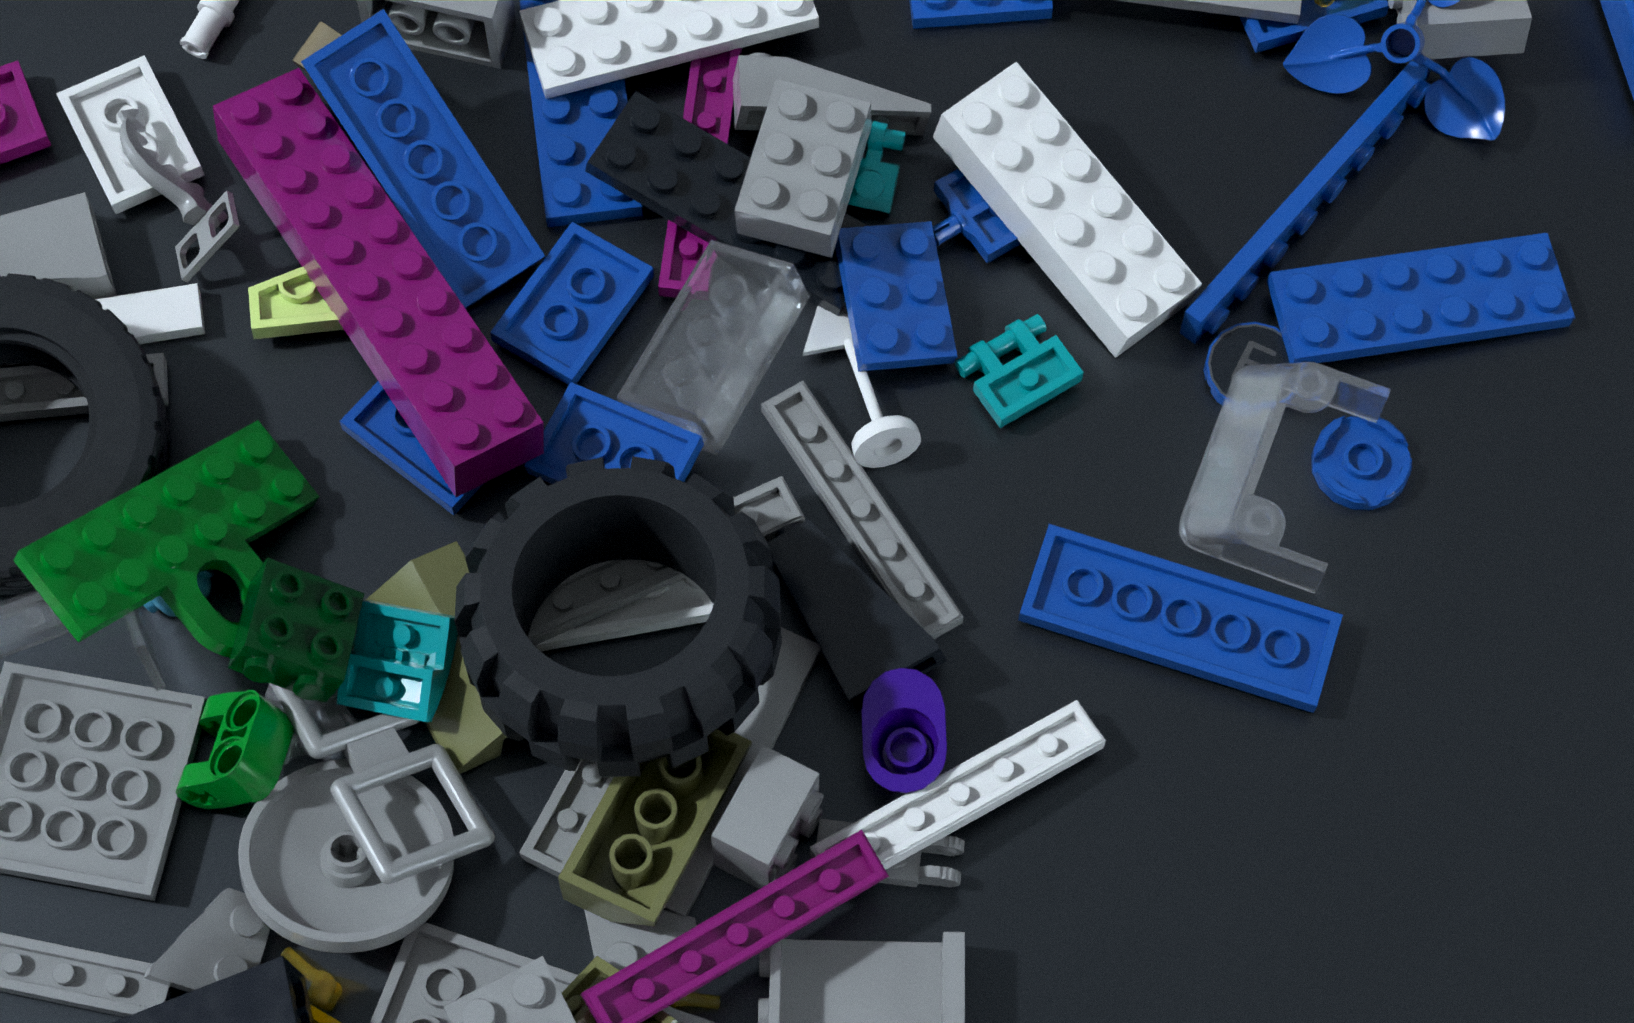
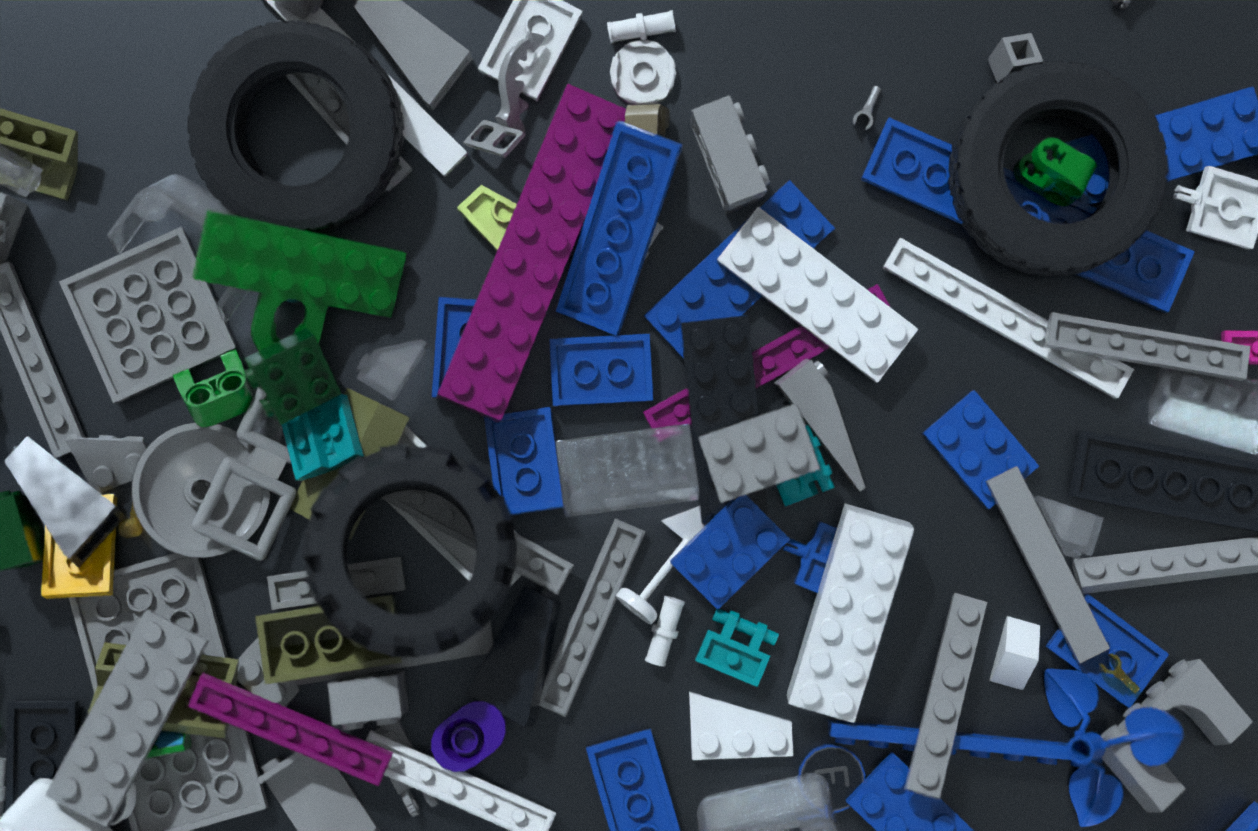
camera: 55 degrees right, 20 degrees up
(263, 43) = (642, 73): none -> white tile
(376, 532) = (391, 367): none -> clear slope
(940, 435) = (664, 631): none -> white pin
(1119, 439) = (733, 732): none -> white wing
(1241, 175) = (945, 696): none -> light grey plate
(1245, 85) = (1016, 653): none -> white slope

